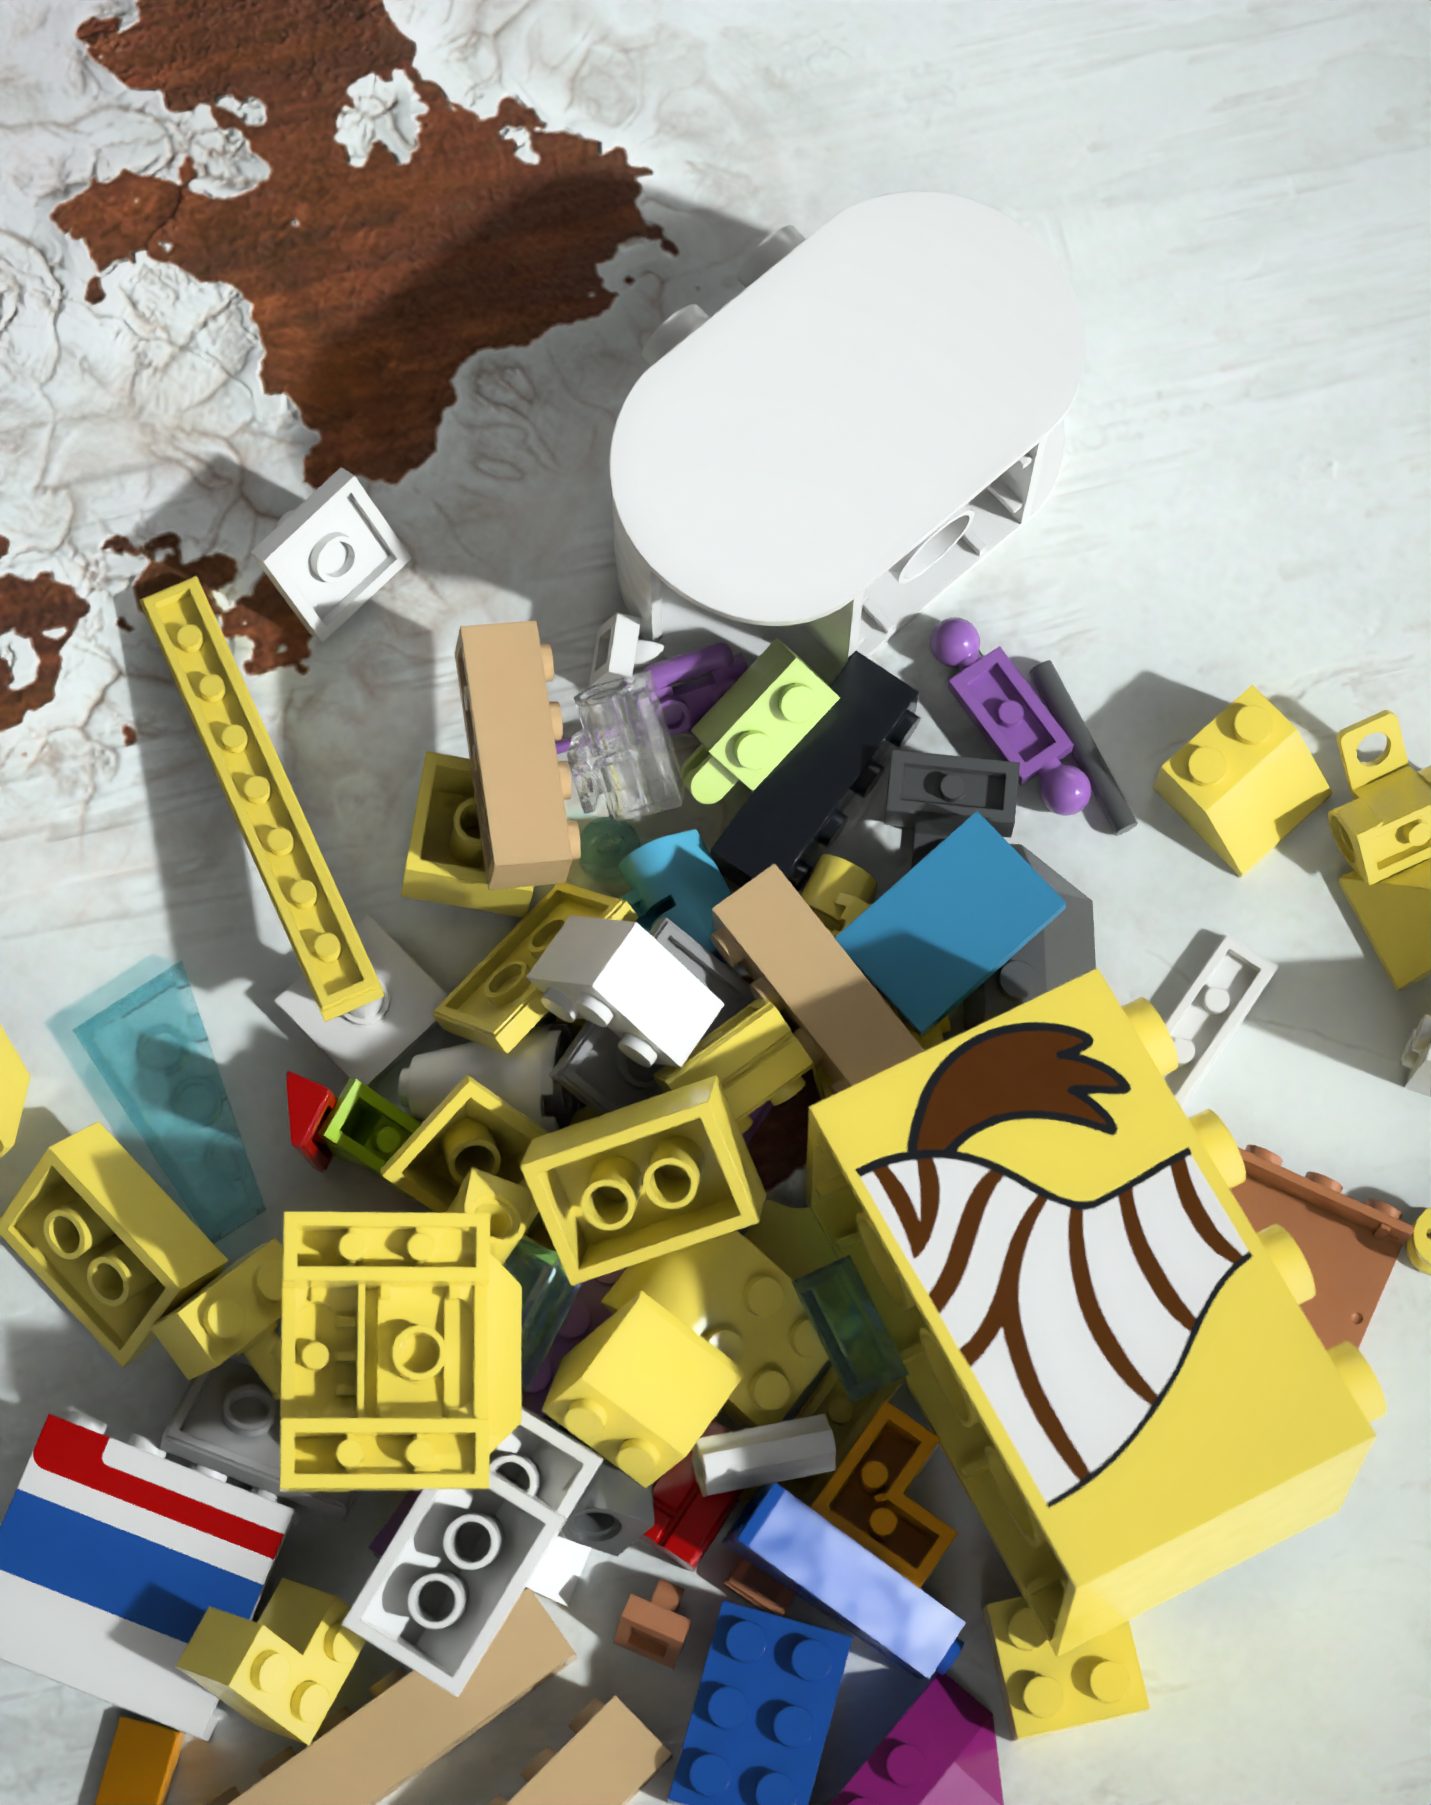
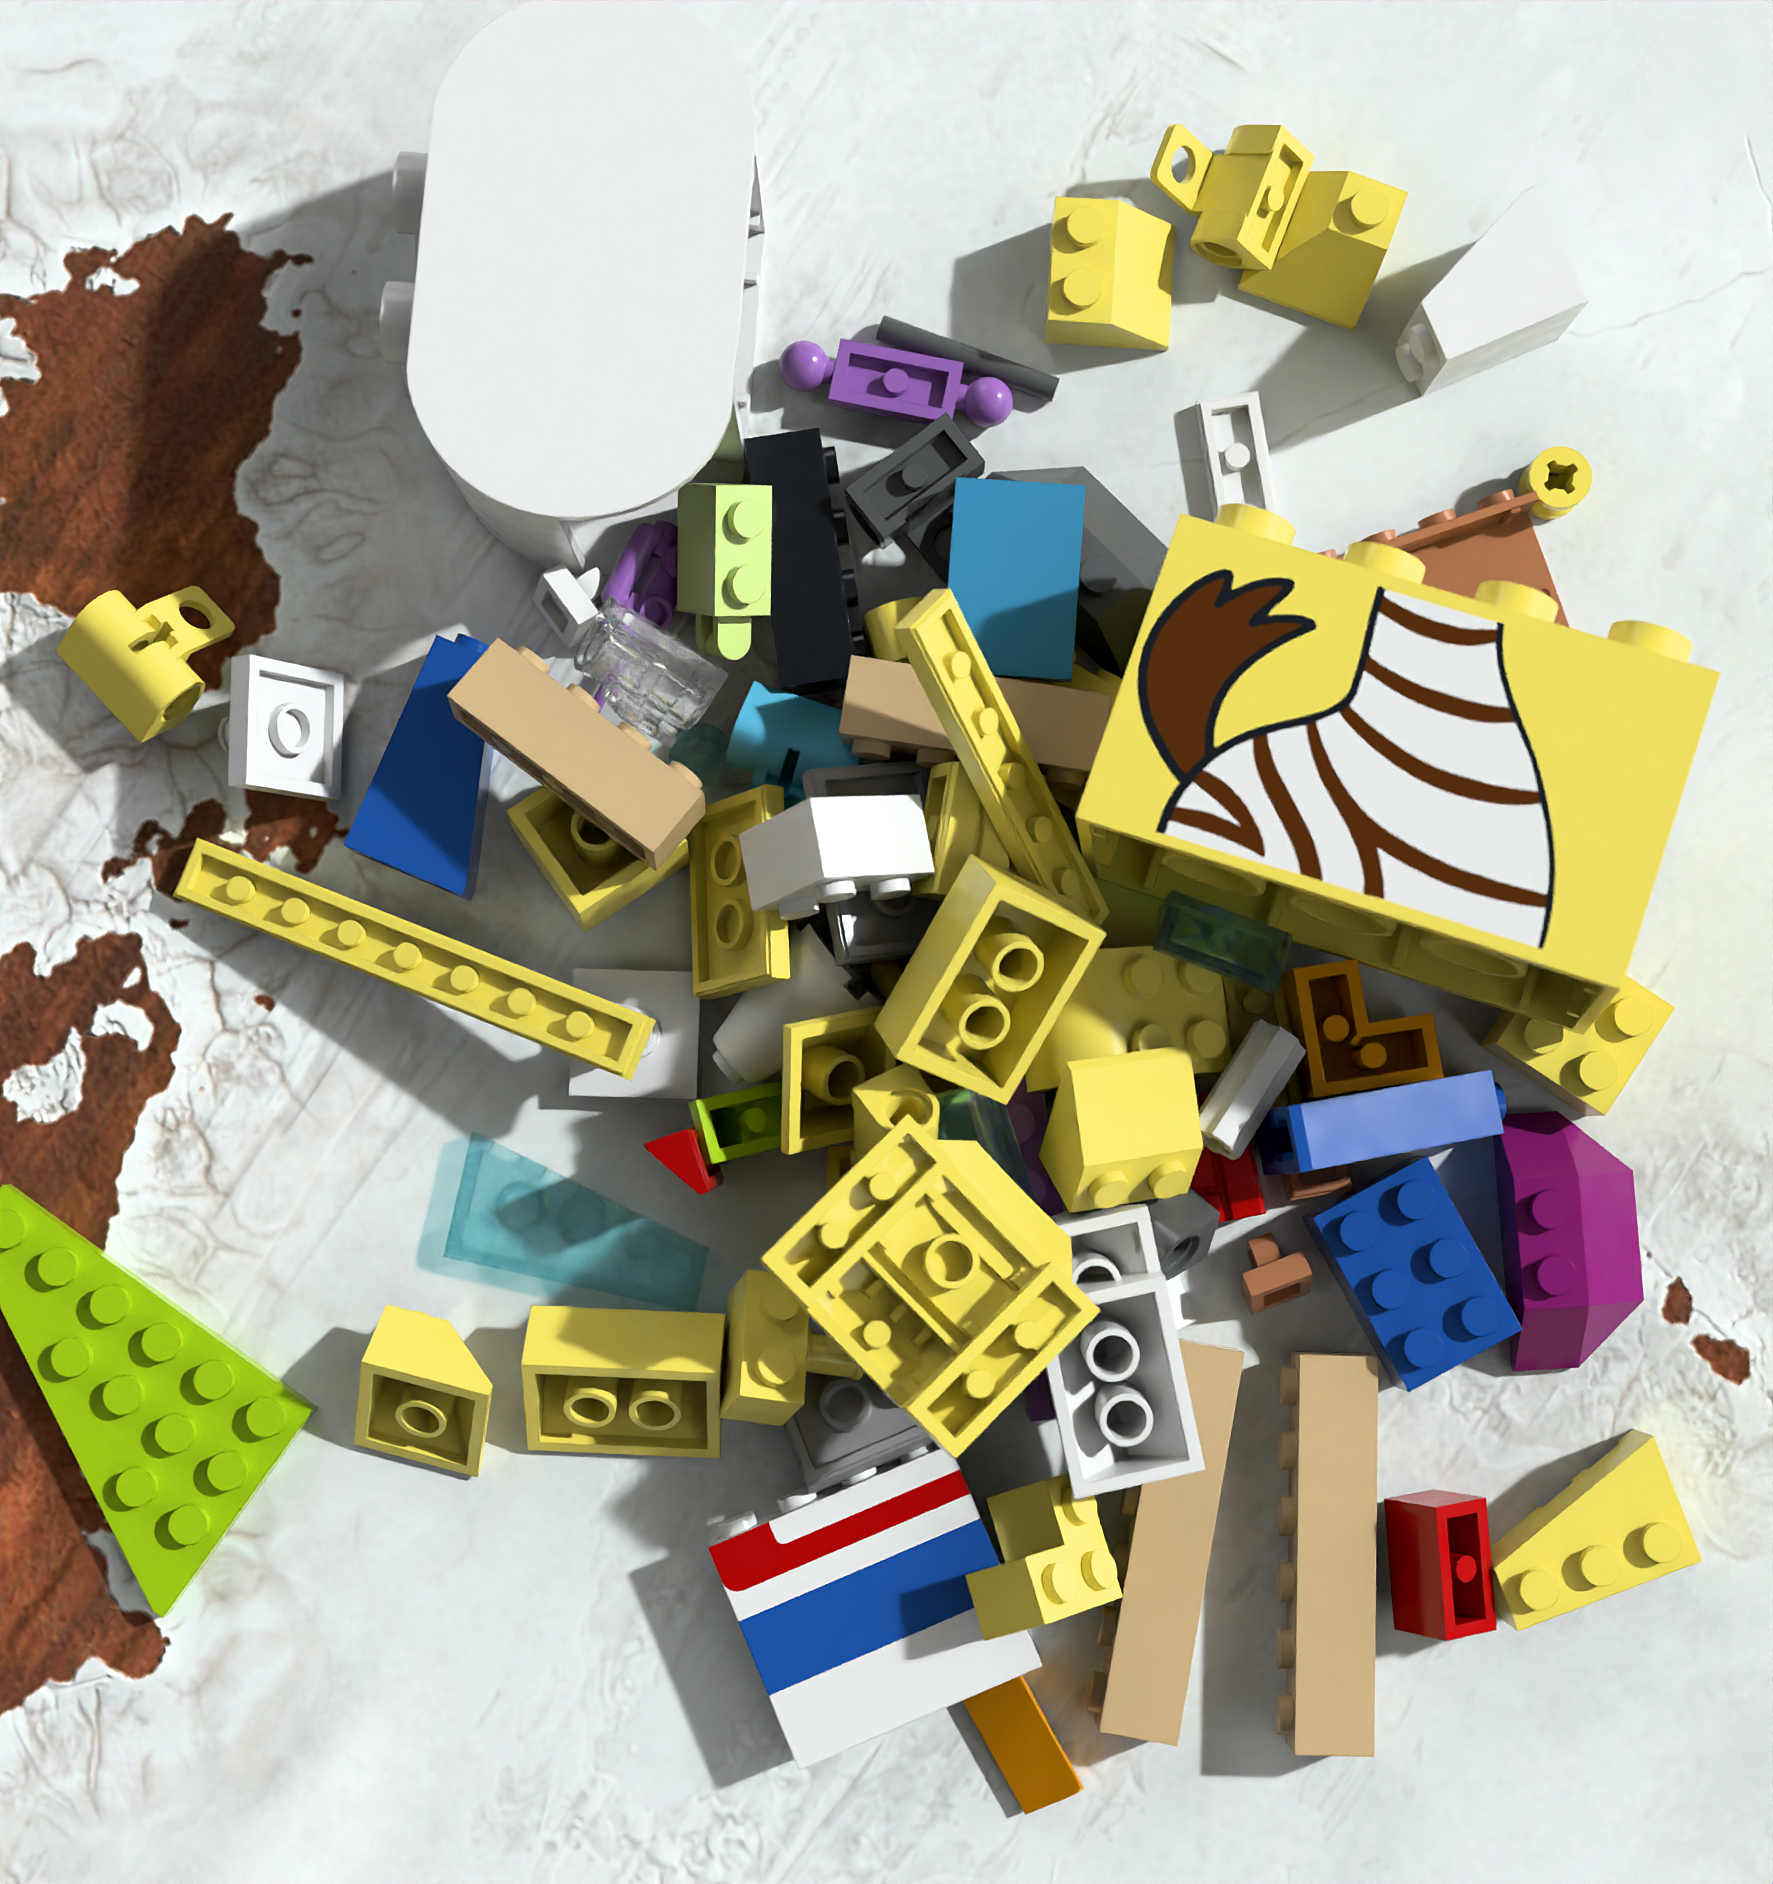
camera: 45 degrees left, 10 degrees up
(280, 412) = (140, 656): none -> light yellow piece
(391, 691) = (431, 783): none -> blue slope
(803, 1027) = (994, 751): none -> light yellow tile

